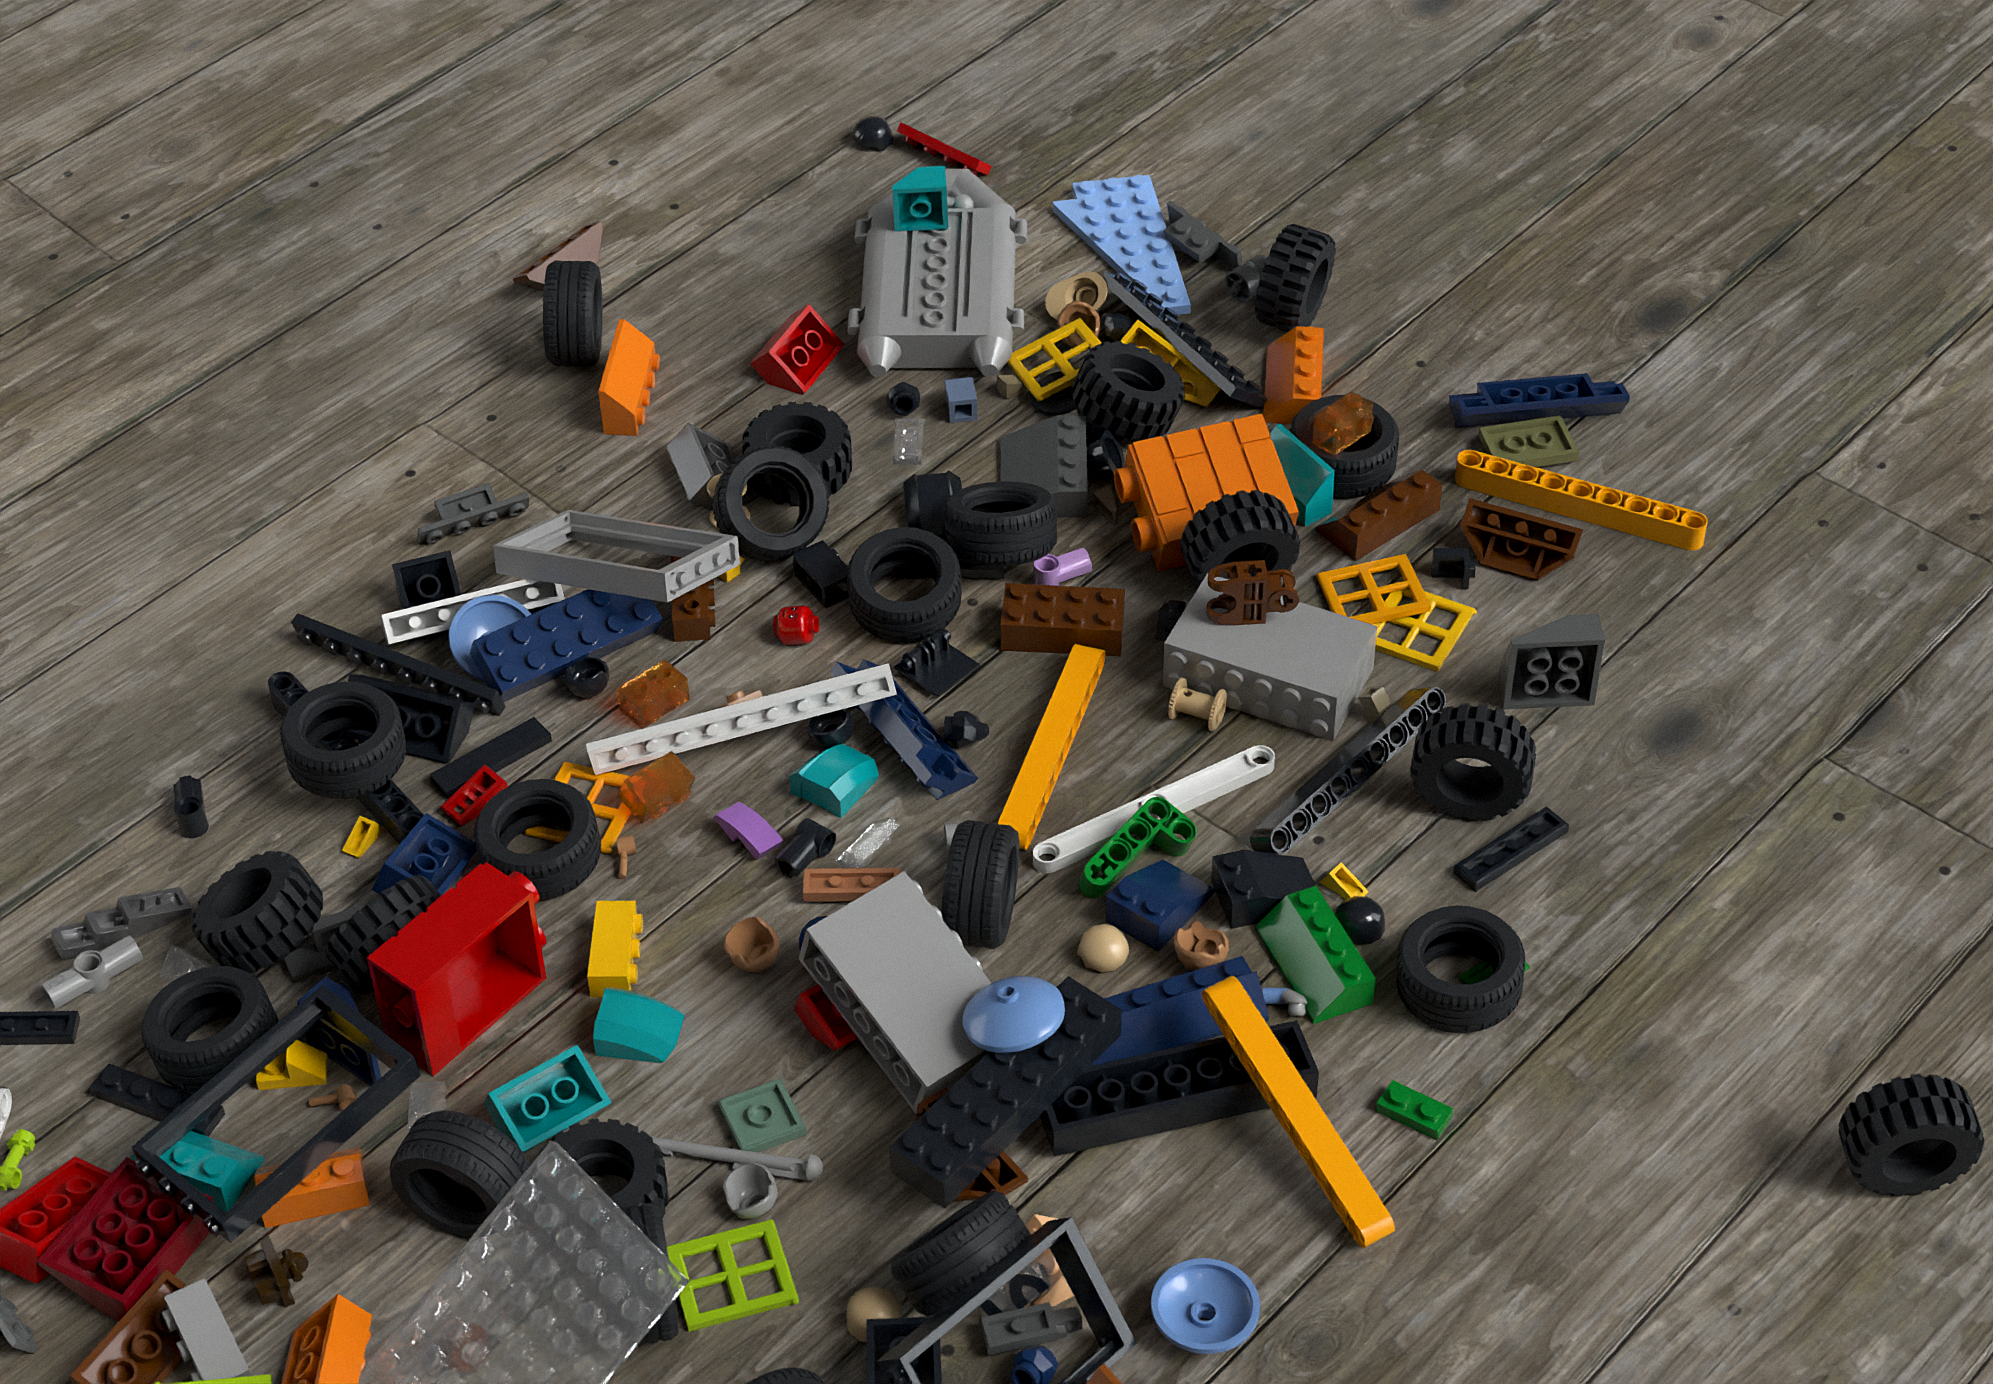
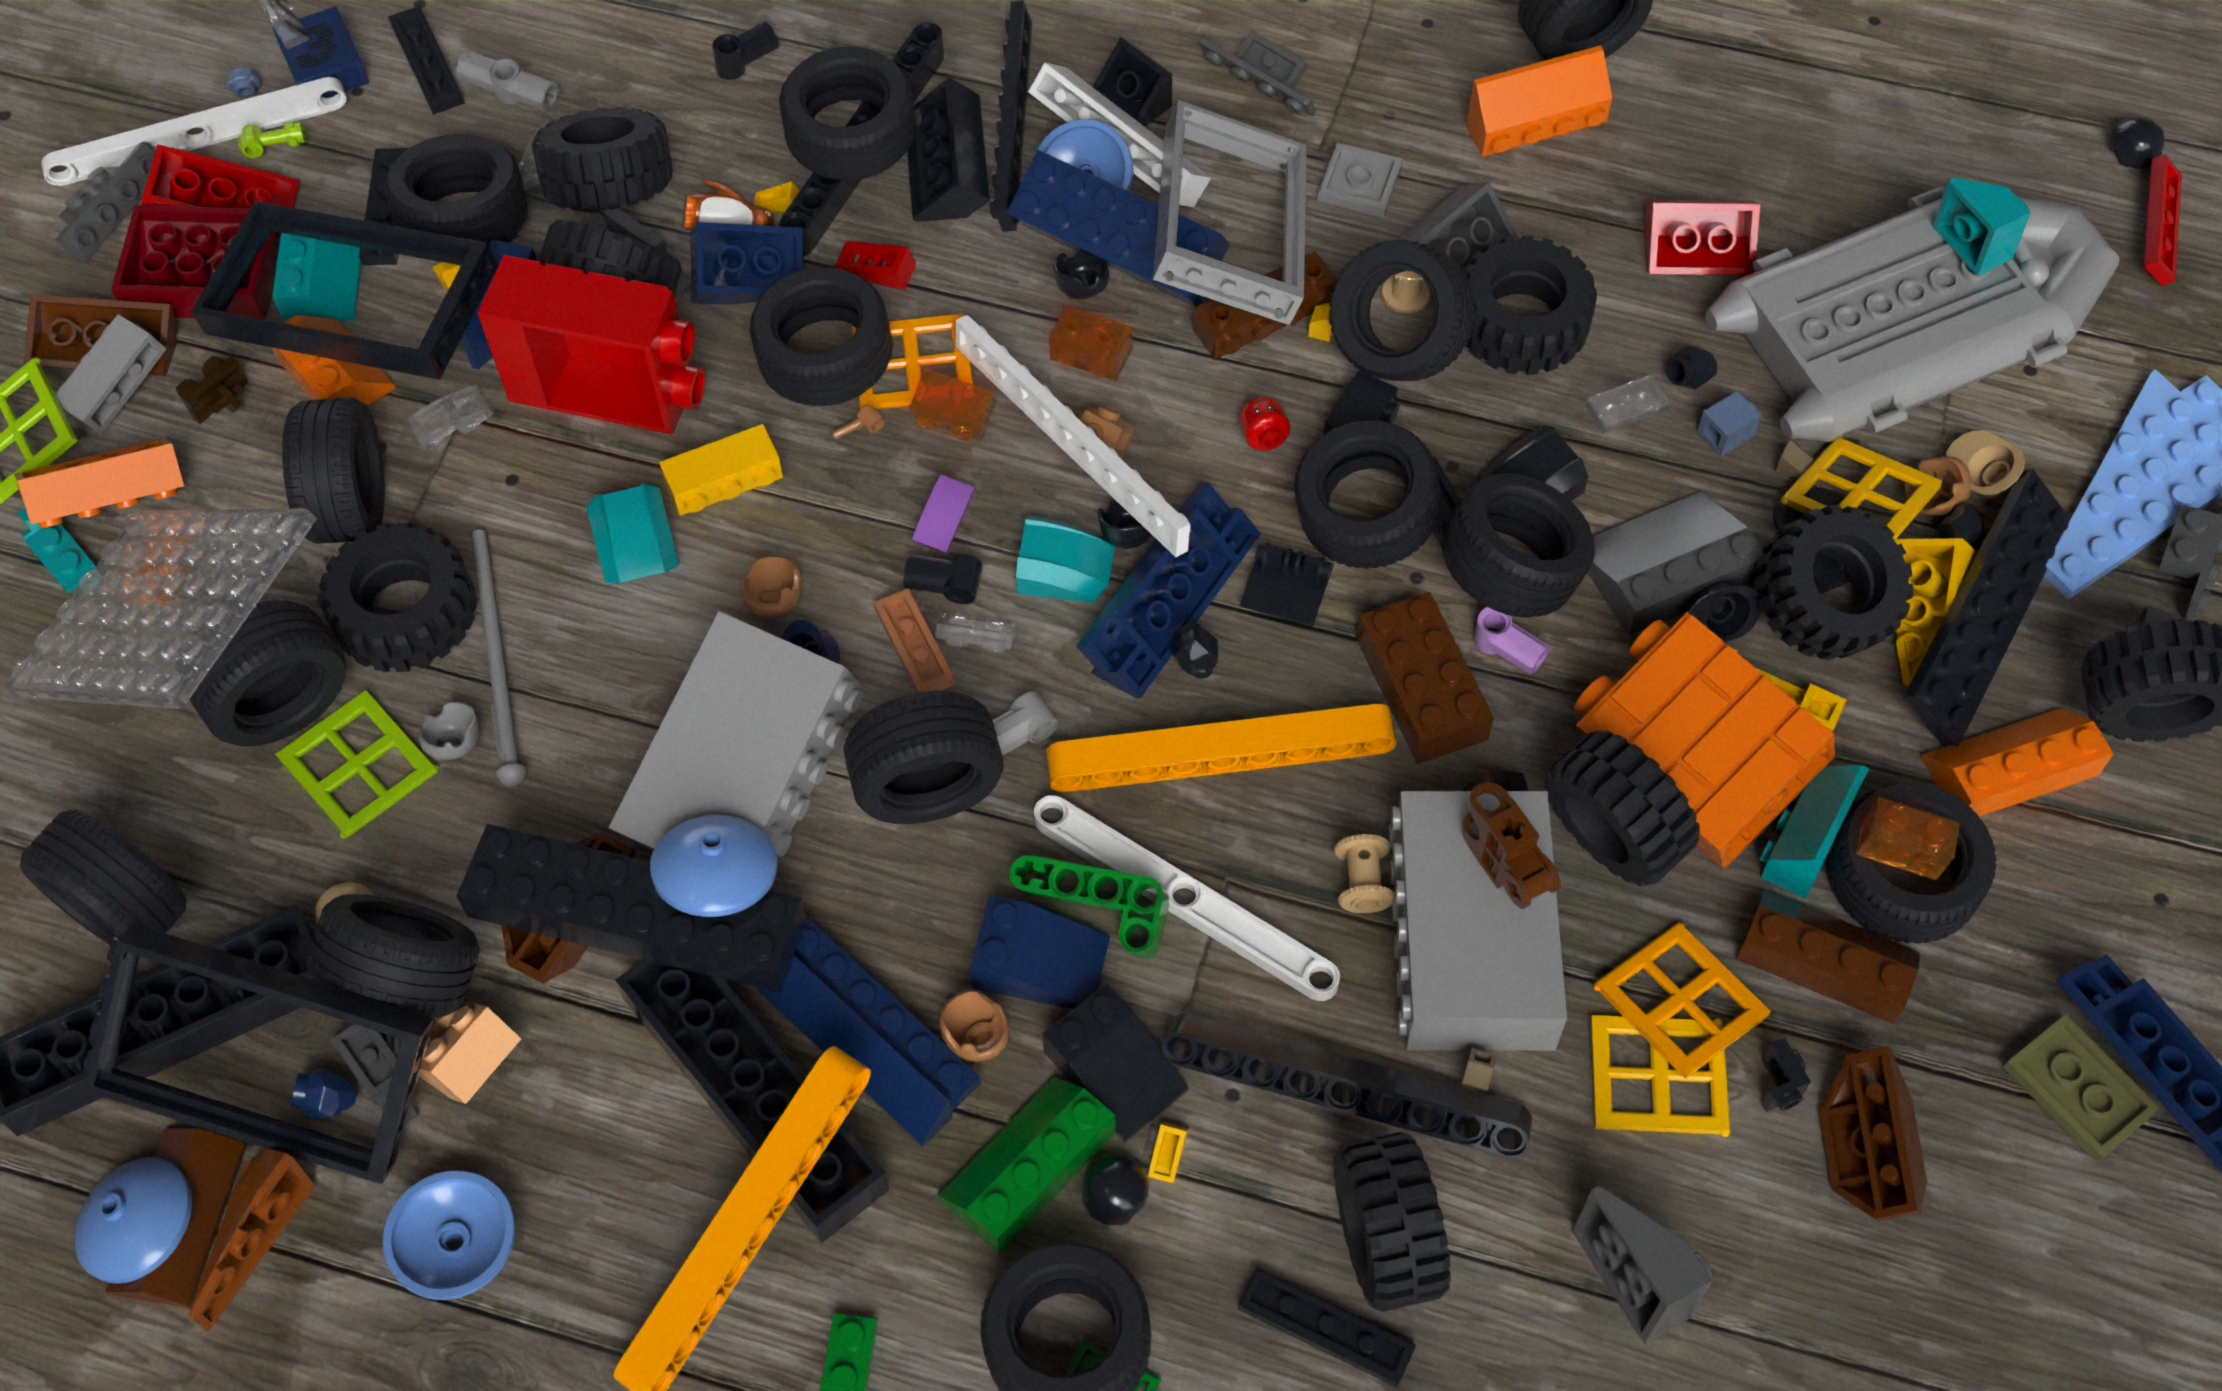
camera: 65 degrees right, 15 degrees up
(132, 917) = (577, 72): flat silver slope -> none
(359, 867) = (722, 207): none -> animal
(494, 754) = (939, 250): black tile -> none
(547, 1099) = (492, 505): teal slope -> none
(611, 498) = (1360, 179): none -> light grey tile
(762, 1117) = (565, 701): sand green tile -> none
(1103, 948) = (939, 928): tan hair -> none
(1285, 996) = (954, 1156): light grey arm -> none
(1581, 500) = (2008, 1210): light orange beam -> none

